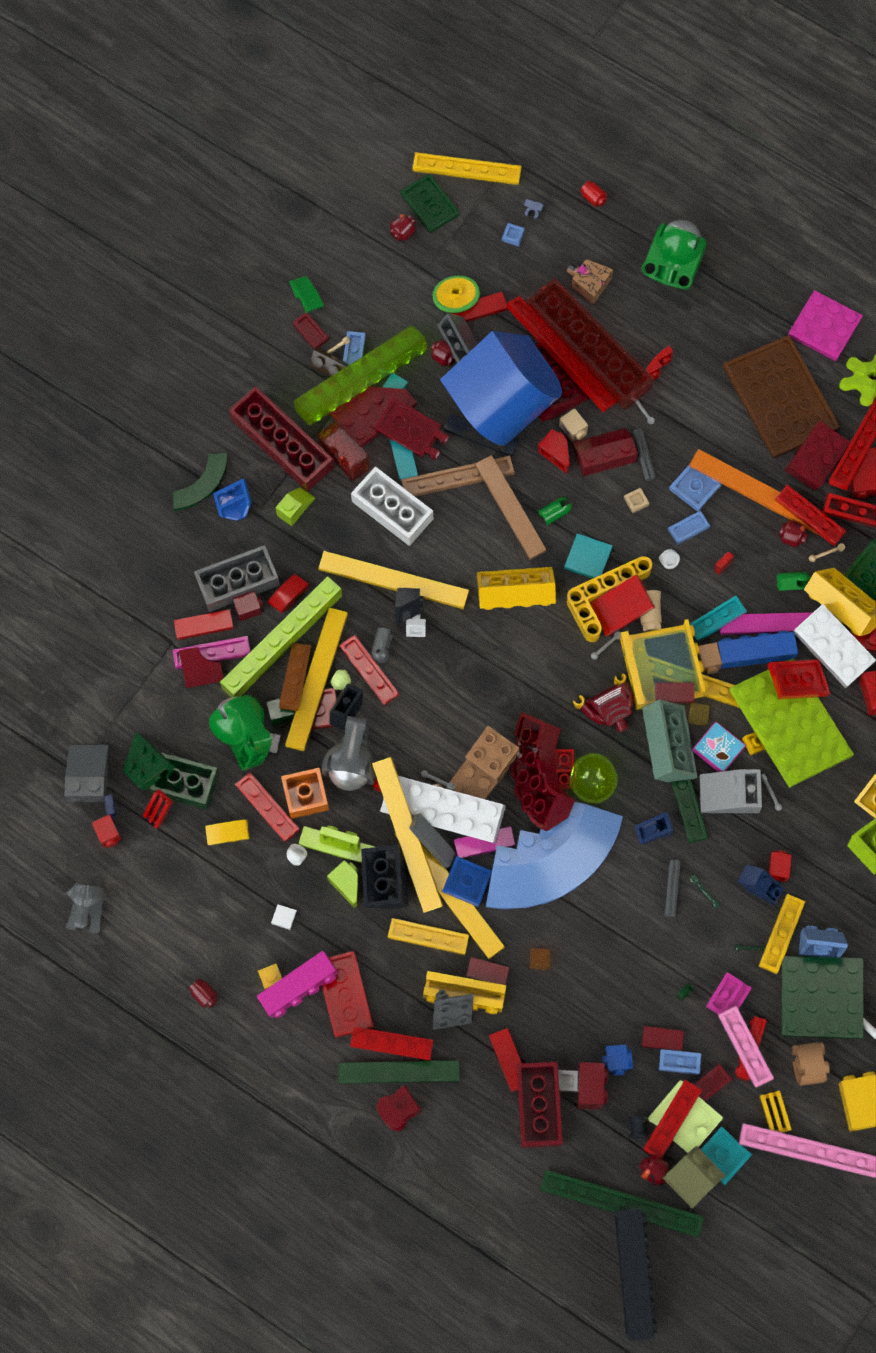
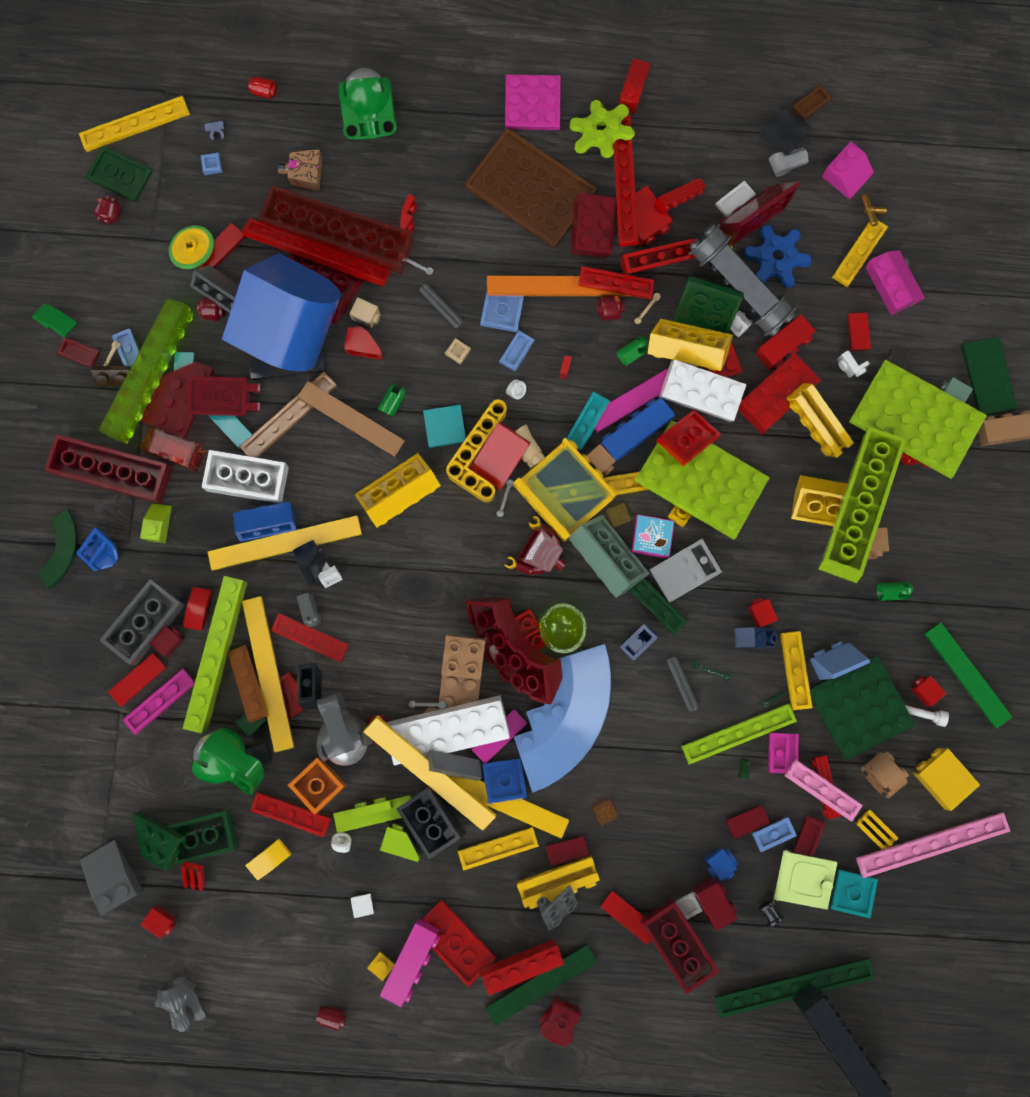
camera: 35 degrees left, 10 degrees up
(110, 806) = (149, 897): dark blue tile -> none
(198, 669) = (156, 725): dark red tile -> none
(340, 679) = (290, 662): yellowish green piece -> none
(387, 552) = (264, 521): none -> blue brick
(605, 451) = (405, 321): dark red slope -> none
(654, 1169) = (806, 942): dark red head -> none
(672, 1119) = (797, 890): red tile -> none
(675, 692) = (589, 509): dark red tile -> none
(694, 1176) = (844, 931): olive slope -> none
(698, 959) = (738, 733): none -> lime tile
(778, 806) = (731, 559): light grey hinge -> none

